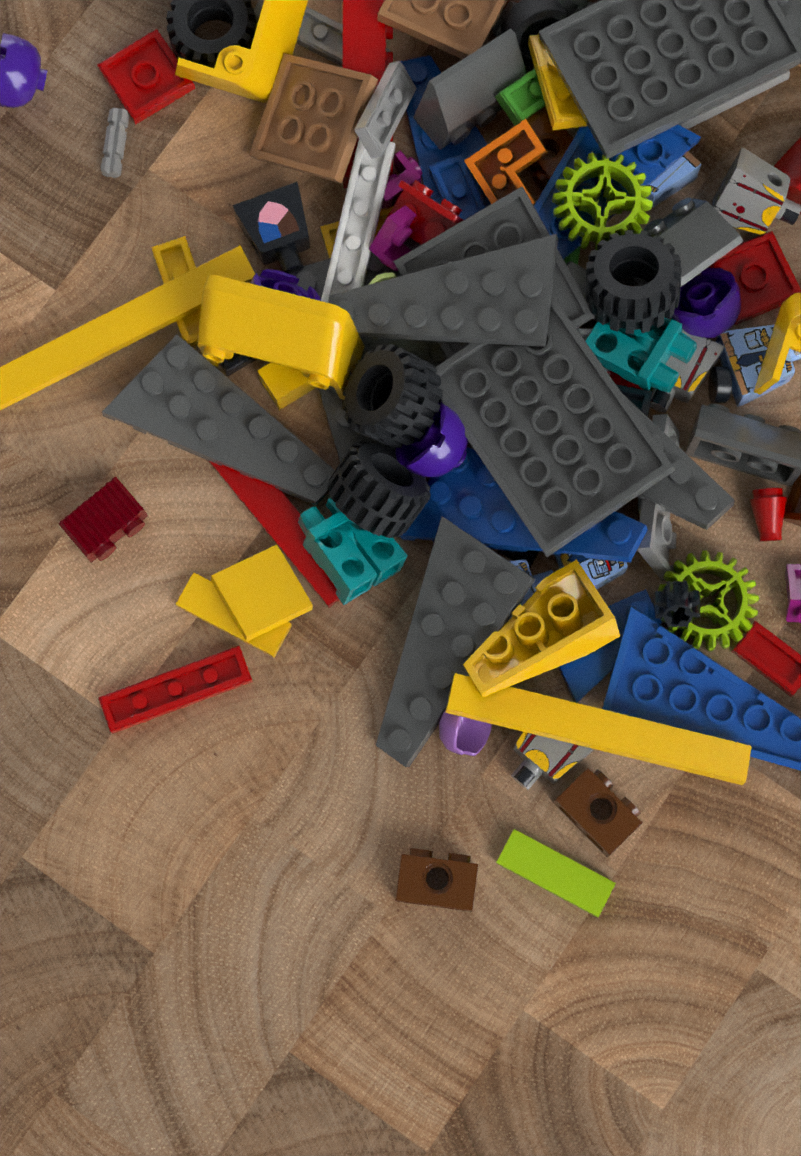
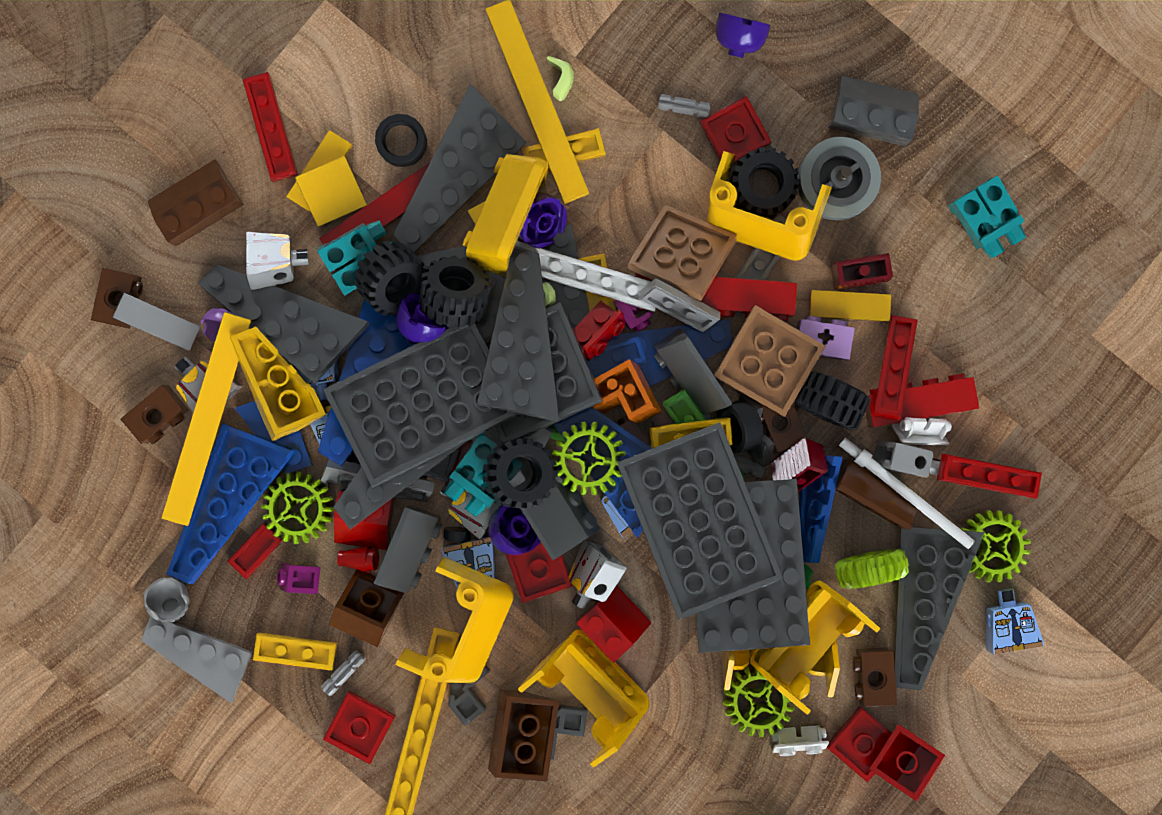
camera: 90 degrees right, 10 degrees up
(84, 293) = (566, 80): none -> yellowish green hair
(104, 520) = (394, 82): dark red brick -> none
(164, 485) = (380, 139): none -> black tyre
(276, 226) = (604, 221): black torso -> none
(289, 784) = (194, 203): none -> reddish brown slope
(363, 662) = (271, 259): none -> torso
(391, 237) = (578, 303): magenta bracket -> none
(465, 818) = (156, 321): none -> light grey tile
(556, 873) = (118, 382): lime tile -> none
(677, 604) = (286, 482): black gear -> none
(729, 532) = (372, 531): none -> red slope

